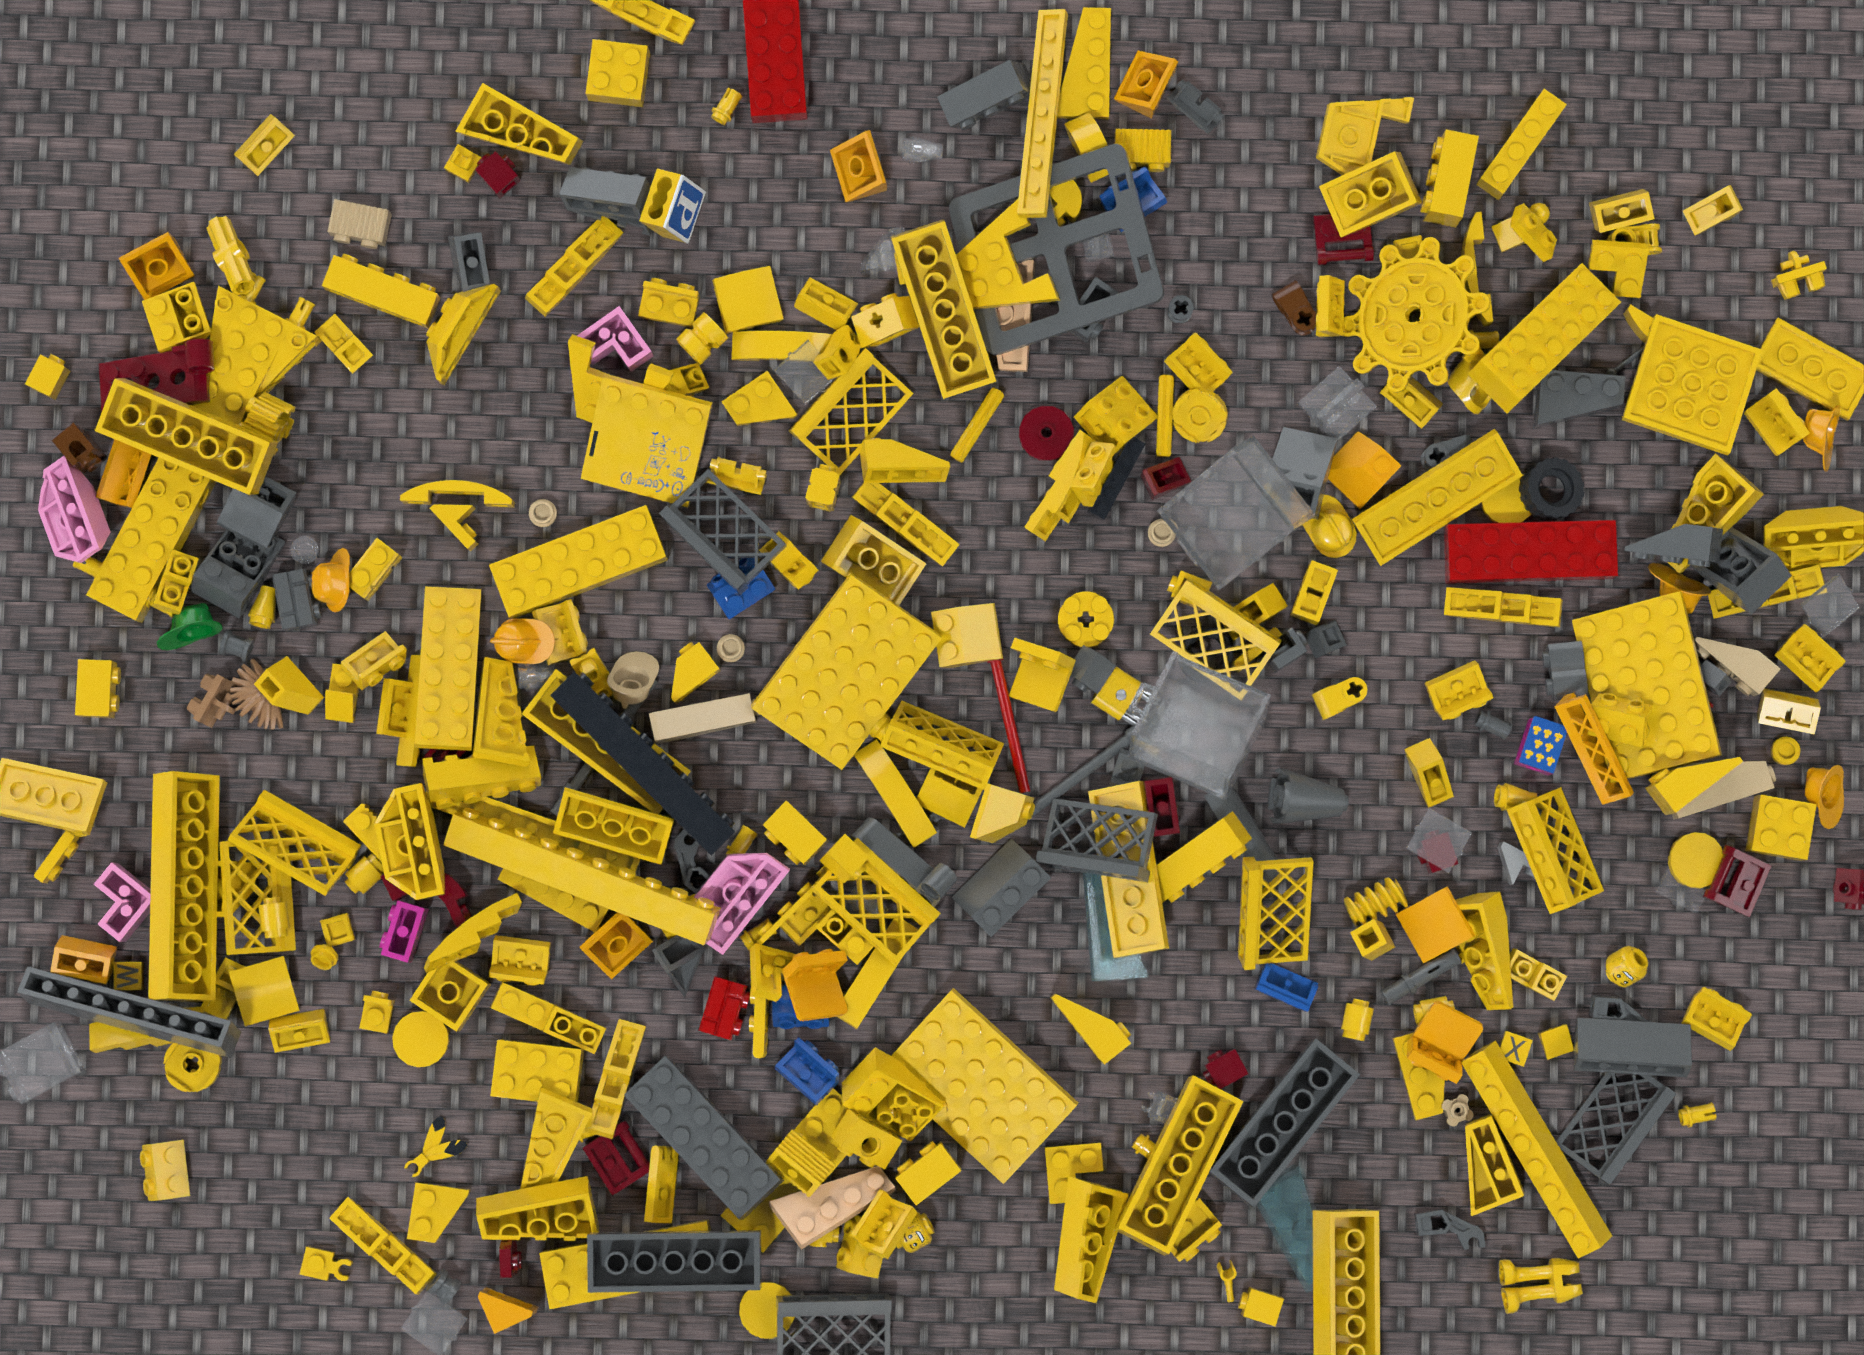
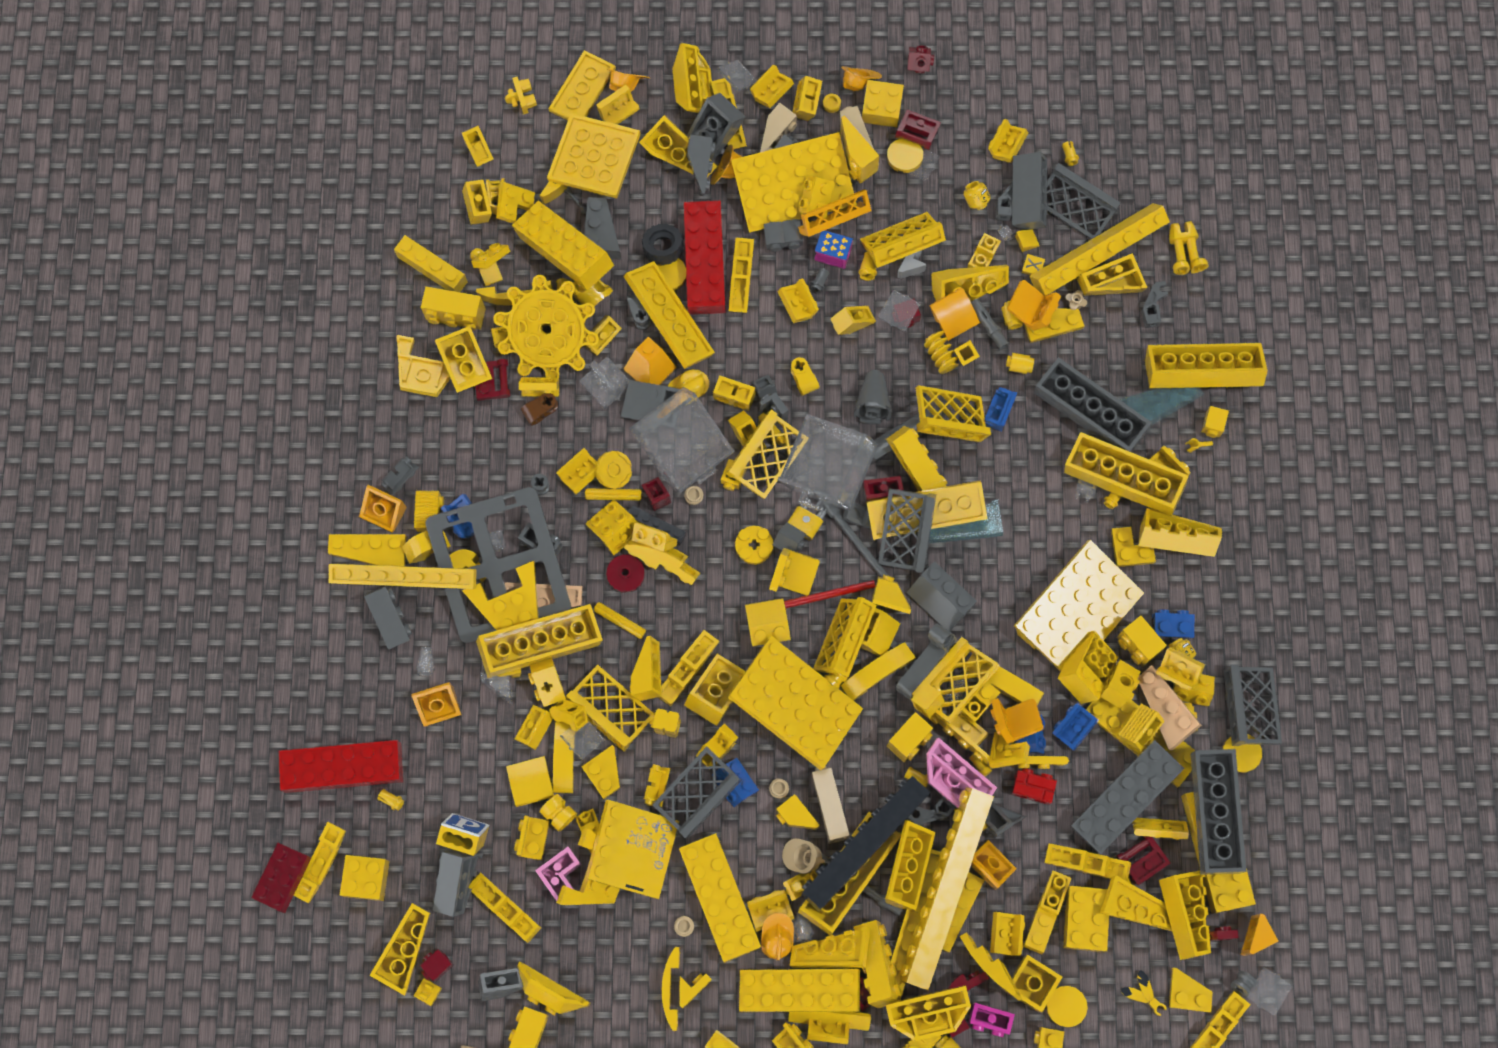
camera: 90 degrees left, 10 degrees down
(954, 1223) = (1174, 625): none -> blue bracket
(1098, 1032) = (1041, 525): yellow slope -> none
(1224, 1068) = (1057, 447): dark red brick -> none
(1567, 1007) = (1005, 232): none -> clear plate

